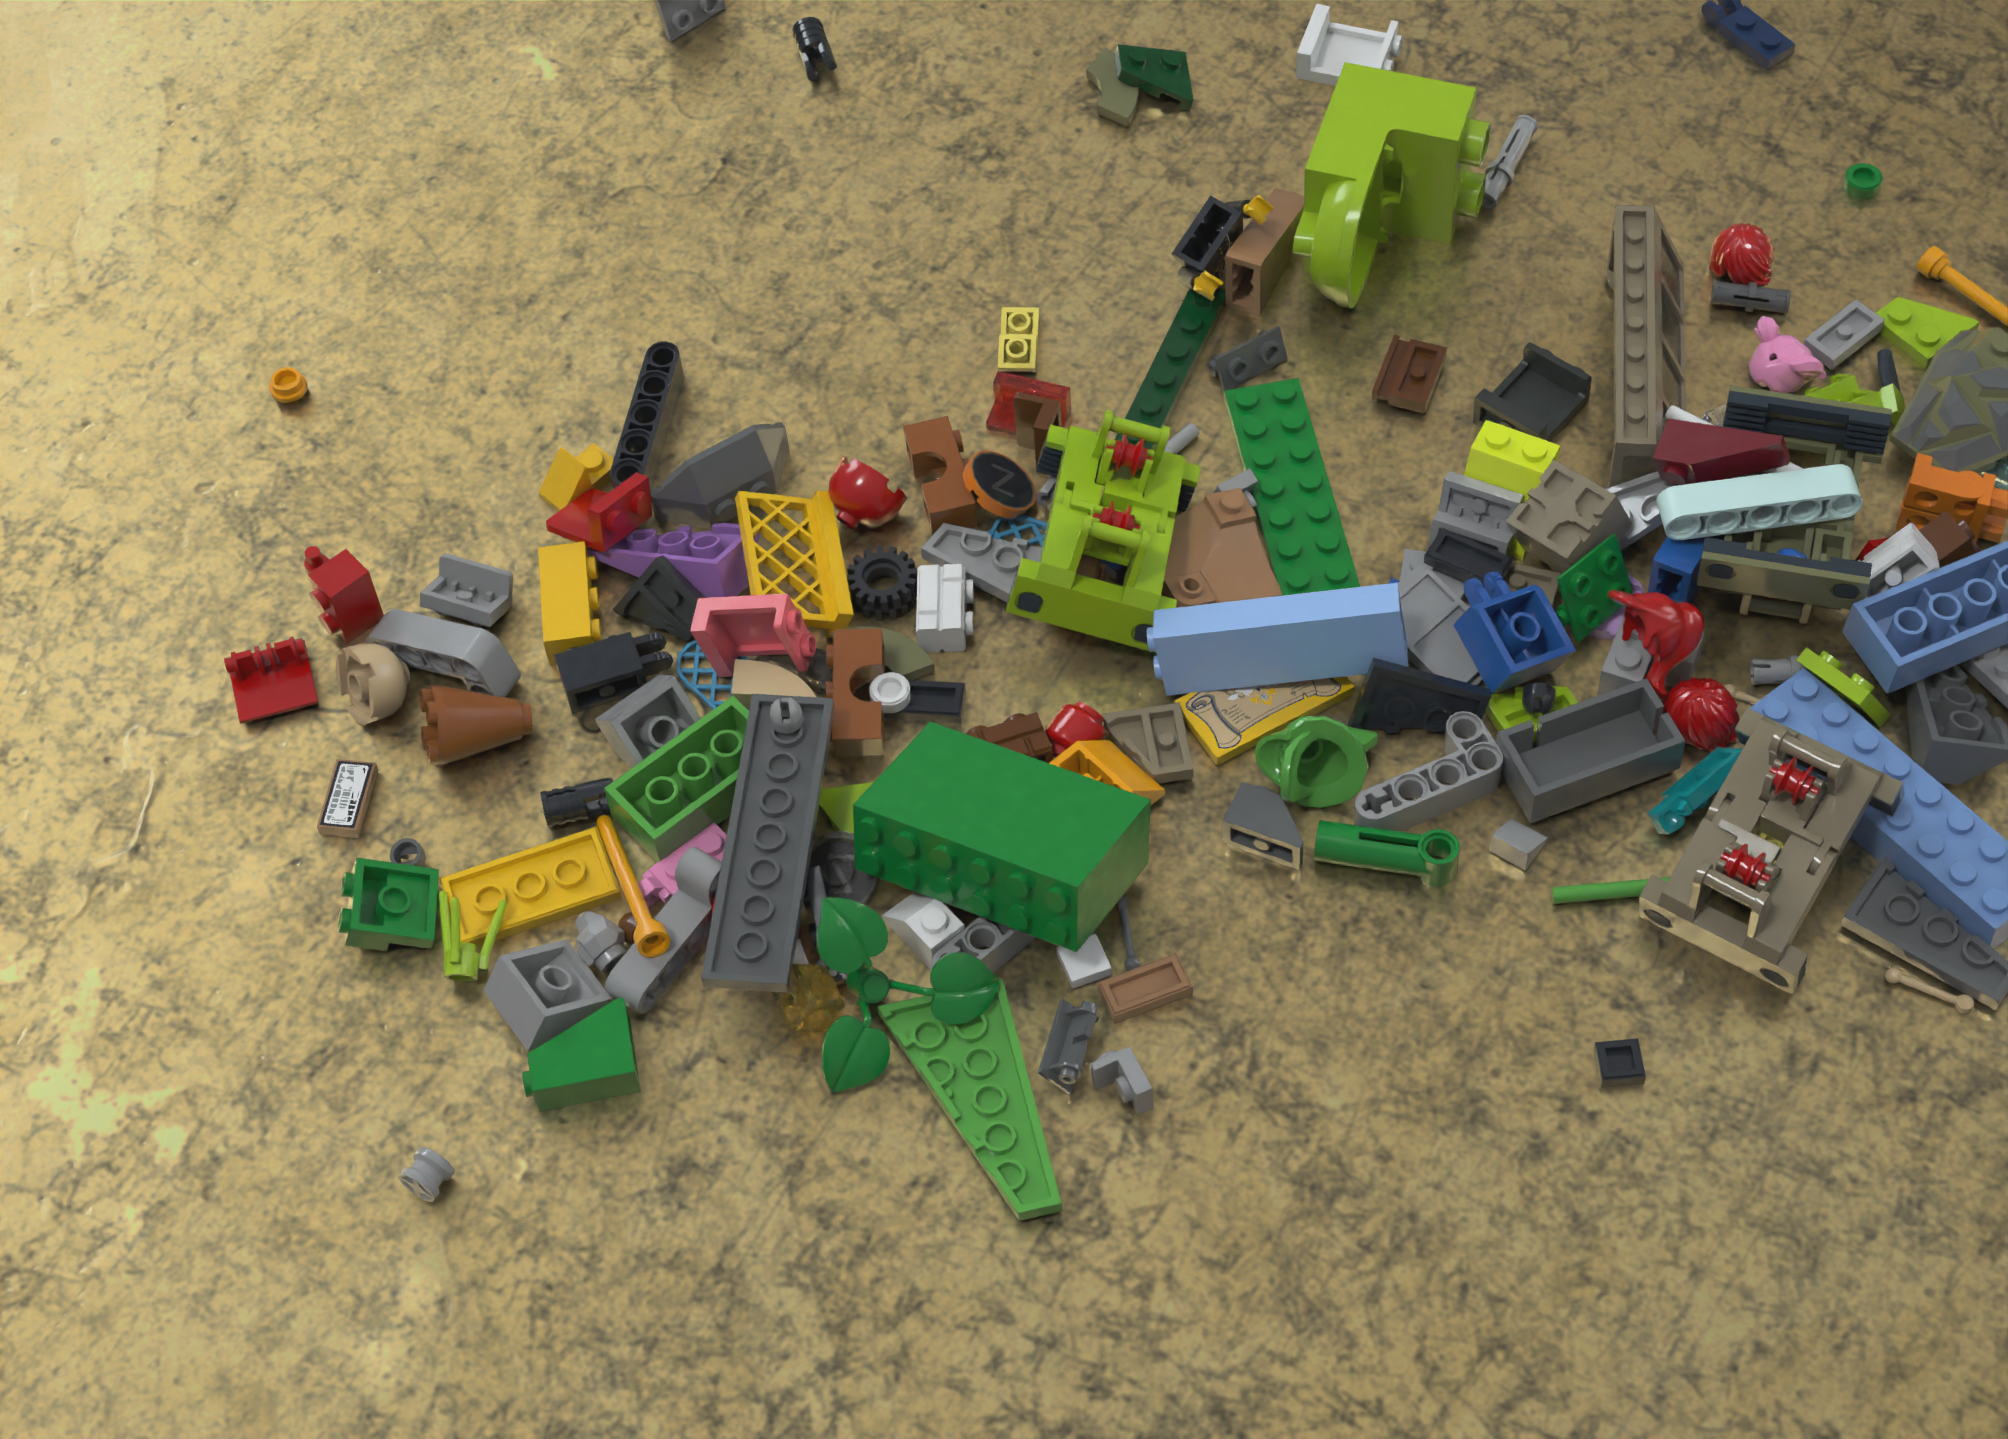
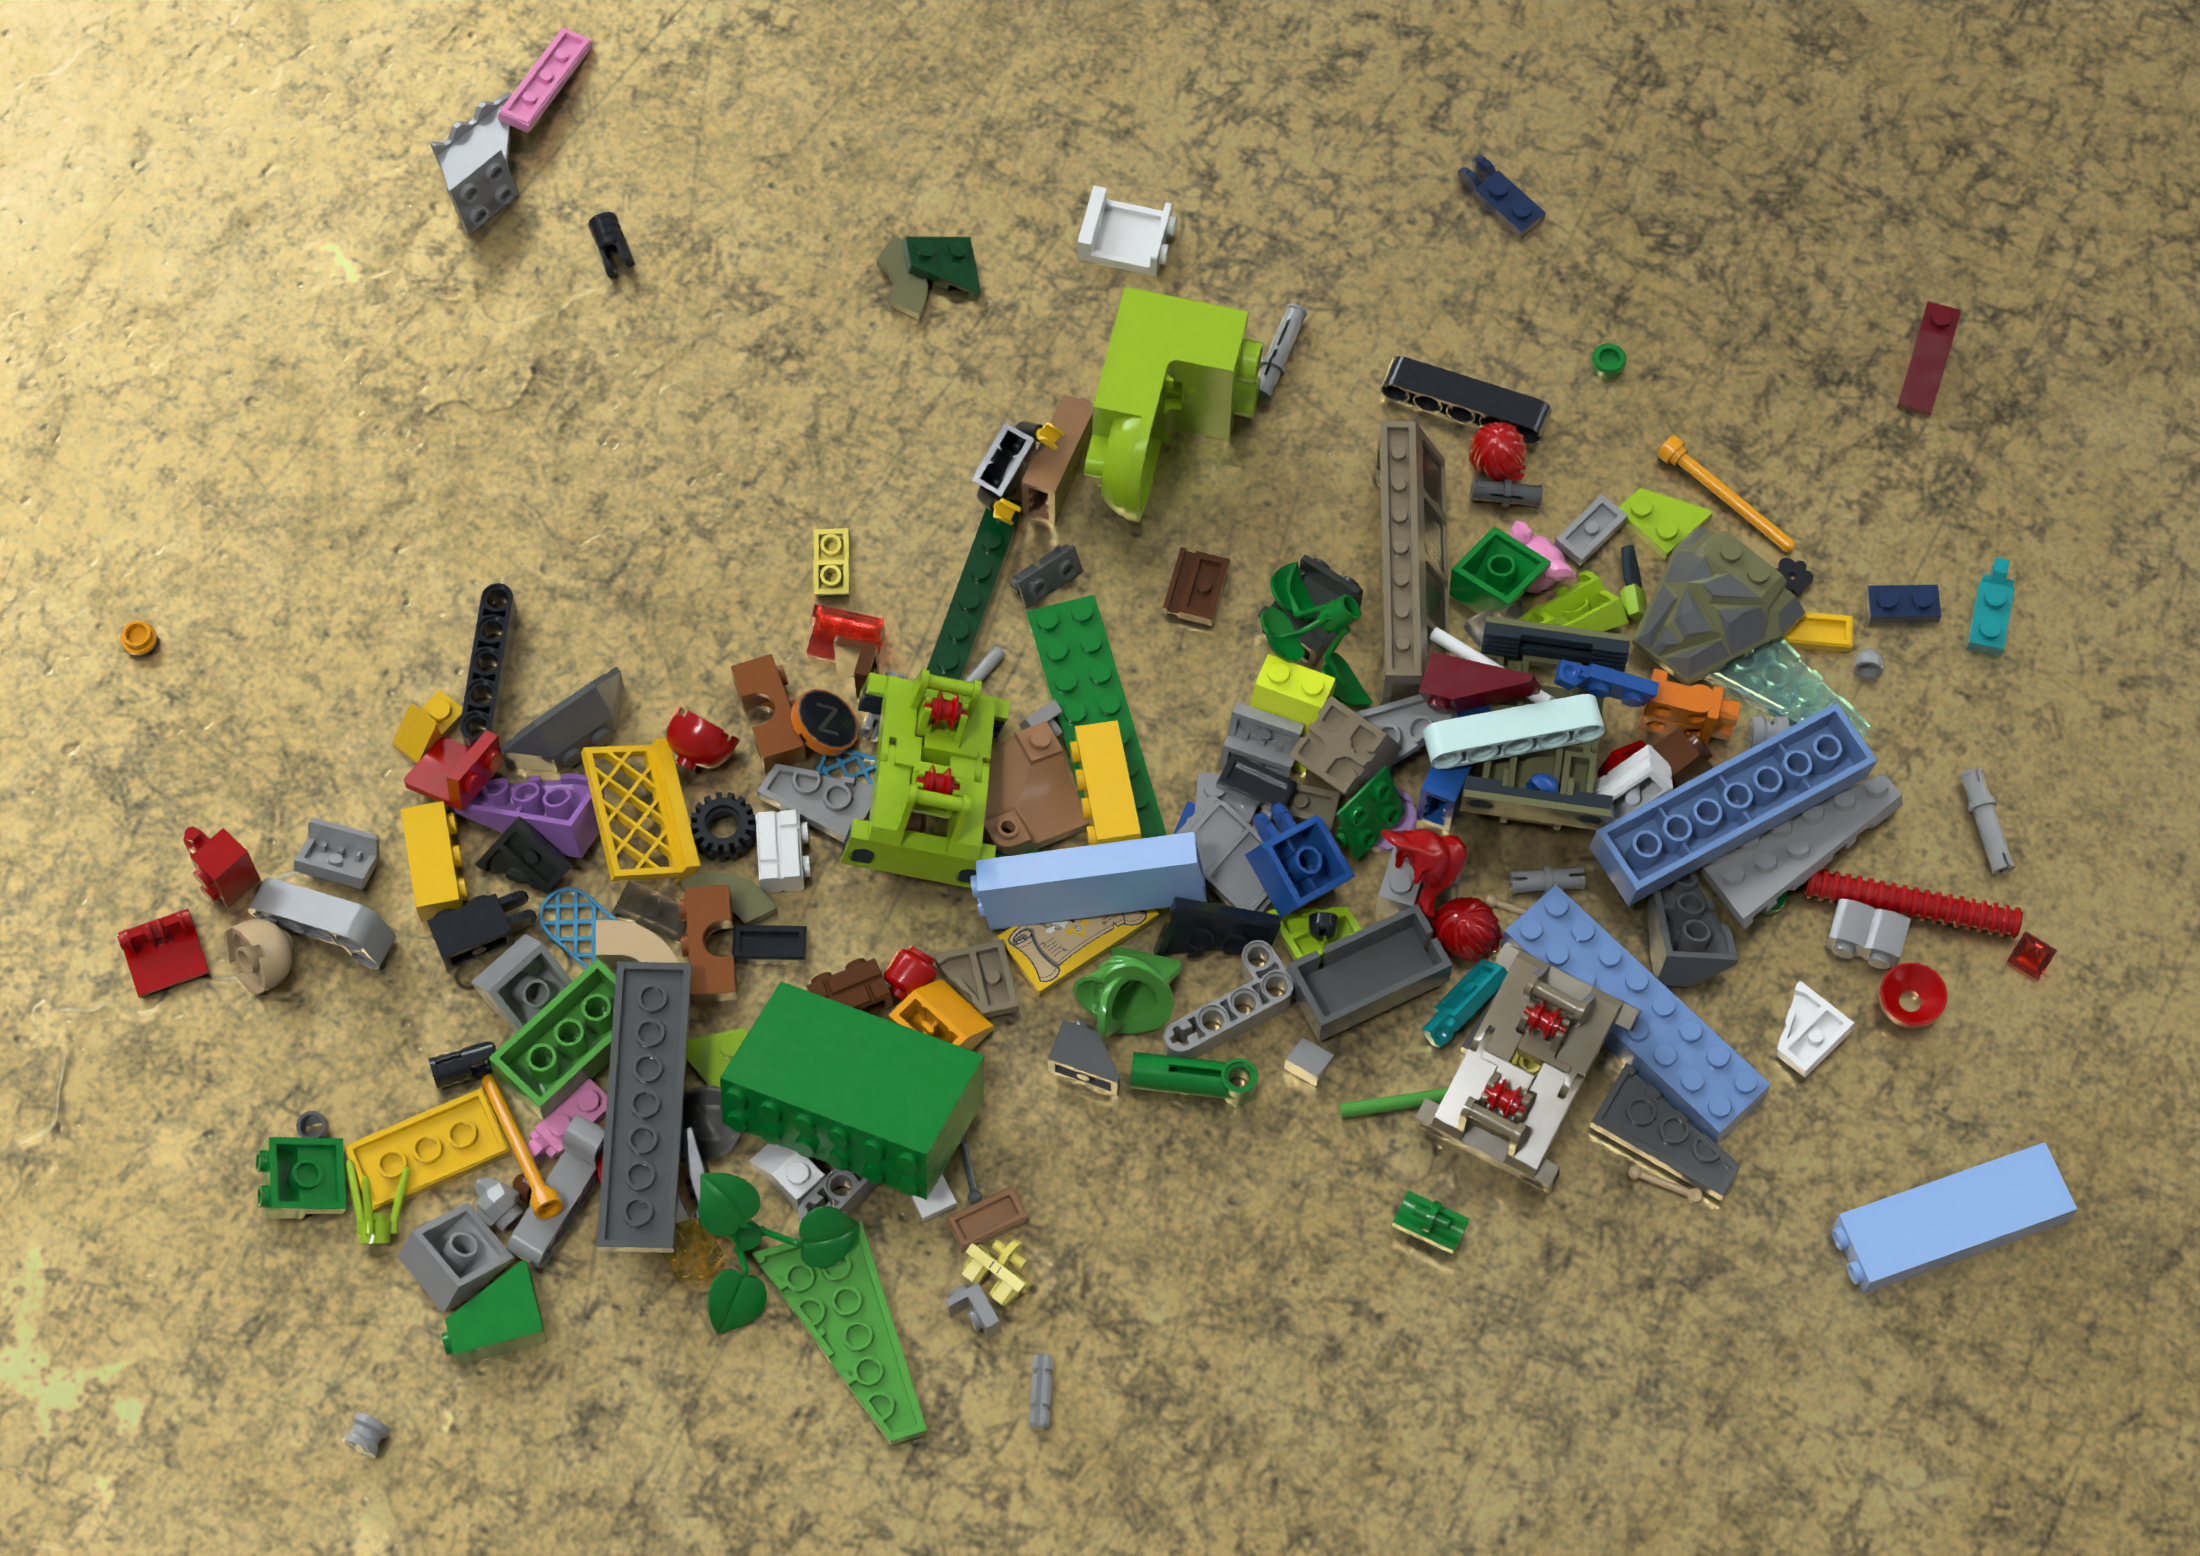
camera: 10 degrees left, 10 degrees up
(347, 798) = (249, 1069): tile -> none
(469, 723) = (355, 991): dark orange cone -> none
(751, 628) = (591, 887): coral panel -> none
(786, 725) = (659, 984): light grey hinge -> none
(892, 691) = (739, 941): white tile -> none
(1067, 1044) = (921, 1284): dark grey hinge -> none
(1166, 1053) = (983, 1261): none -> light yellow hips
(1195, 1172) = (1041, 1391): none -> light grey axle
(1299, 541) = (1105, 784): none -> yellow wedge
(1510, 382) = (1334, 617): none -> green plant
(1619, 1063) = (1401, 1268): black tile -> none
(1655, 1012) = (1430, 1222): none -> green hips
(1704, 206) = (1463, 398): none -> black beam
(1736, 358) = (1495, 572): none -> green slope
(1852, 690) = (1597, 904): lime wing -> none
(1865, 458) = (1606, 682): none -> blue hinge

